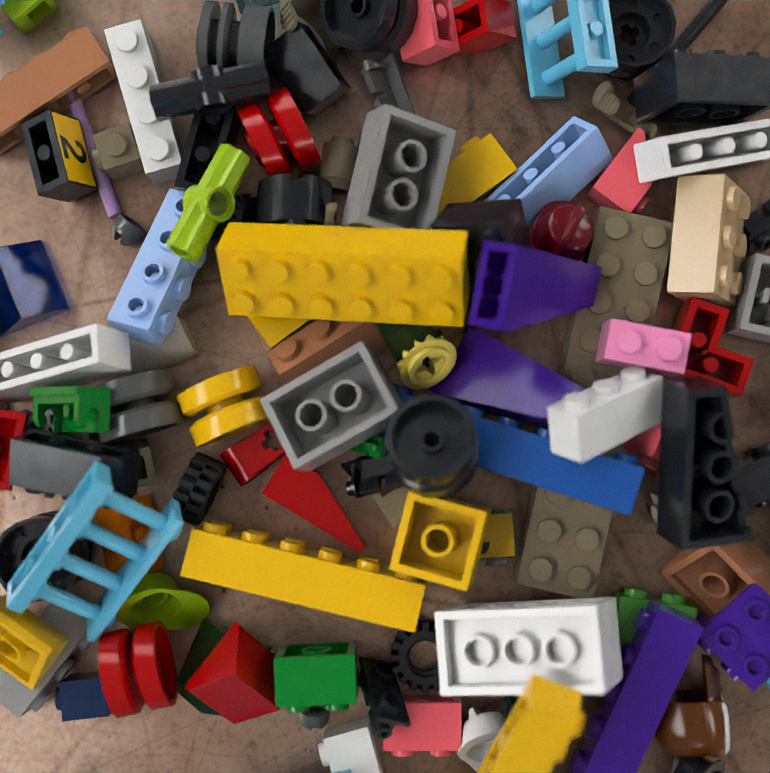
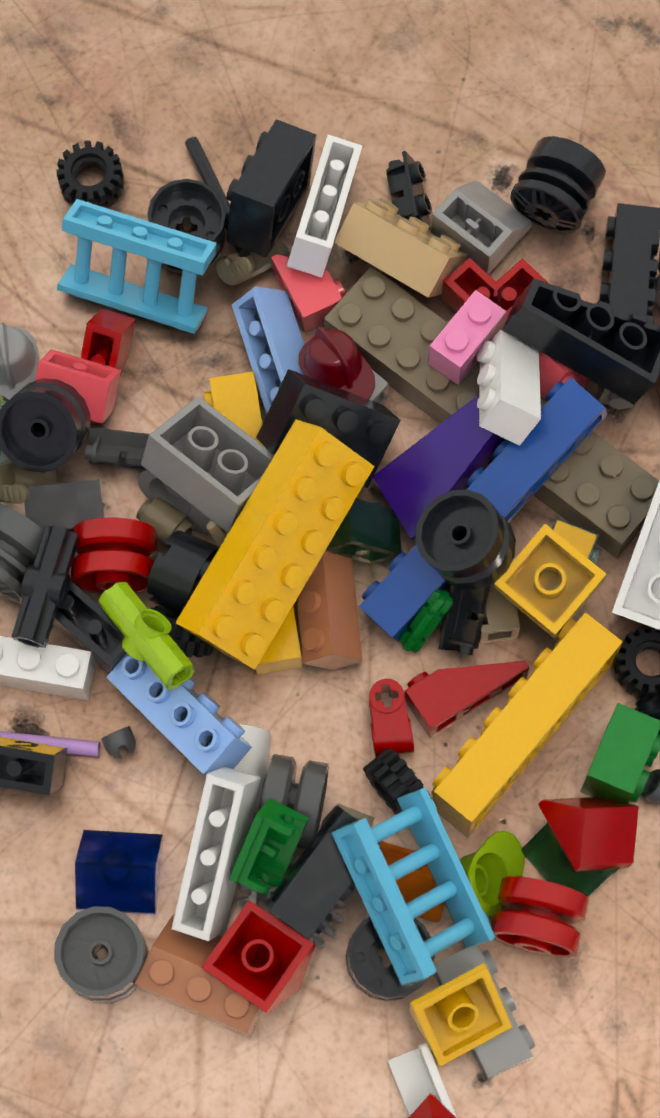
camera: 65 degrees left, 15 degrees down
(81, 697) = (541, 989): dark blue brick -> none
(117, 152) = (45, 709): dark tan brick -> none
(224, 401) = (332, 720): yellow wheel -> none
(332, 407) = (387, 616): light grey brick -> none
(441, 358) = (386, 511): light yellow gear -> none
(528, 287) = (368, 394): dark purple slope -> none

